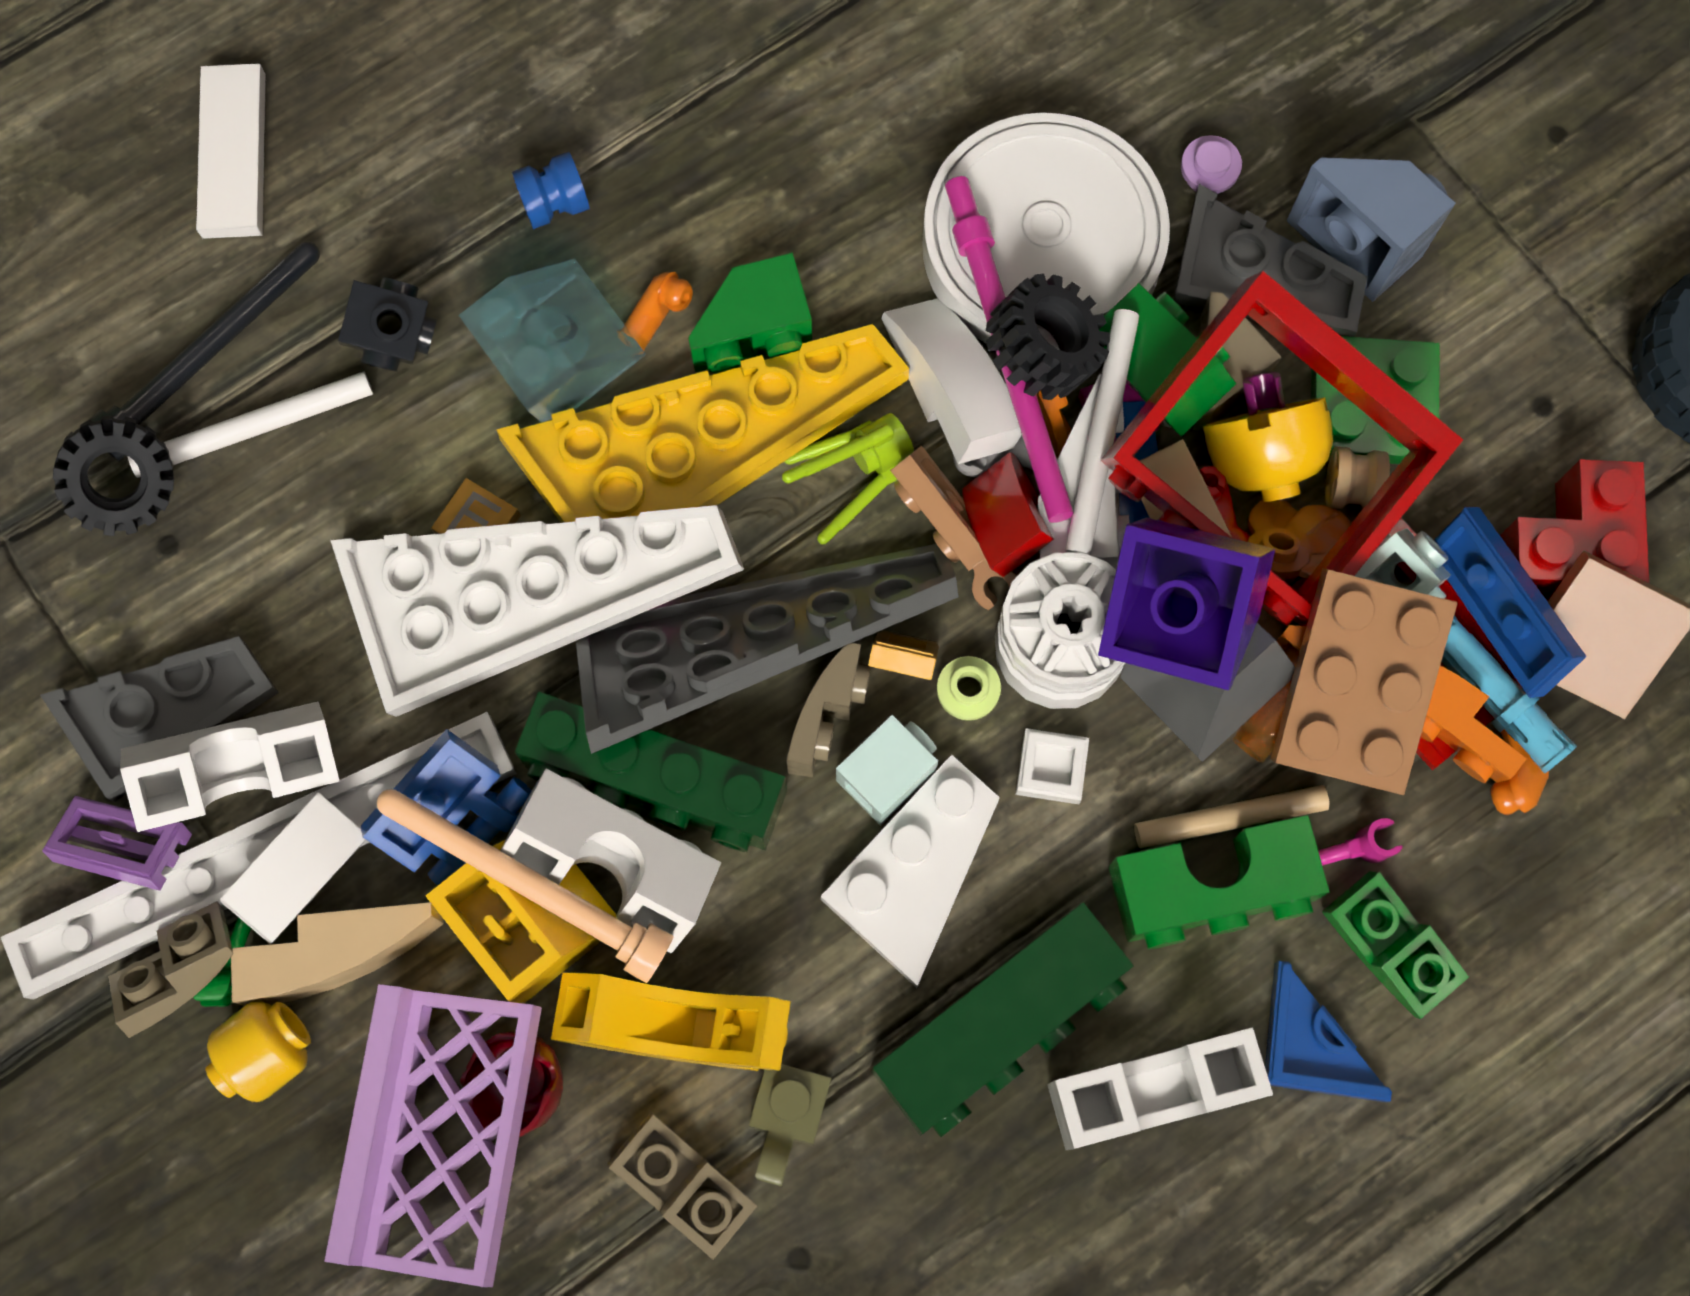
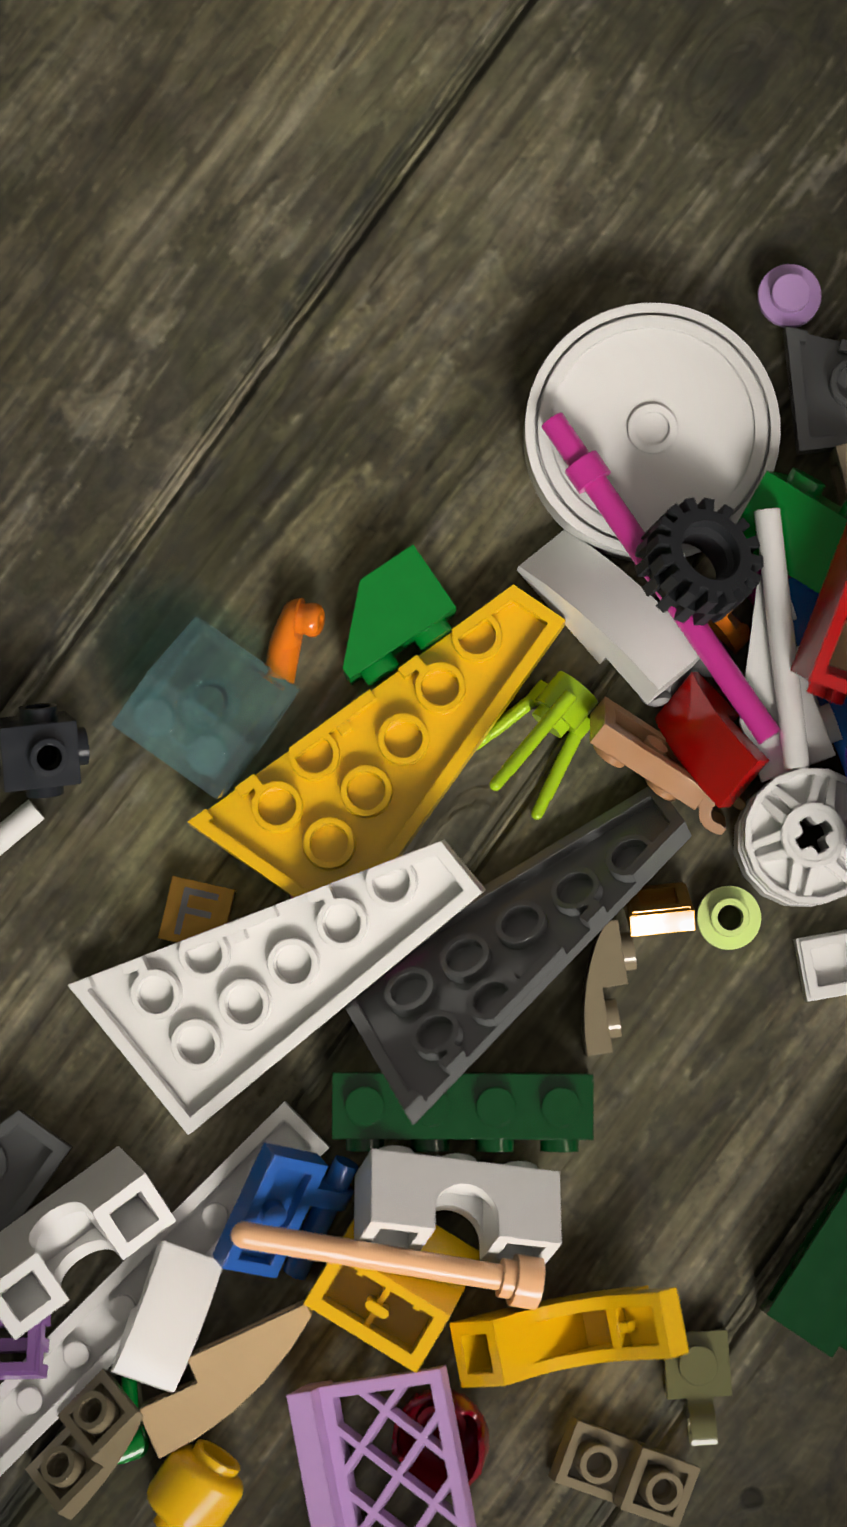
camera: 20 degrees left, 10 degrees up
(551, 190) = (143, 550): blue wheel -> none
(888, 768) = (681, 1023): light aqua brick -> none
(914, 868) = (736, 1106): white wing -> none

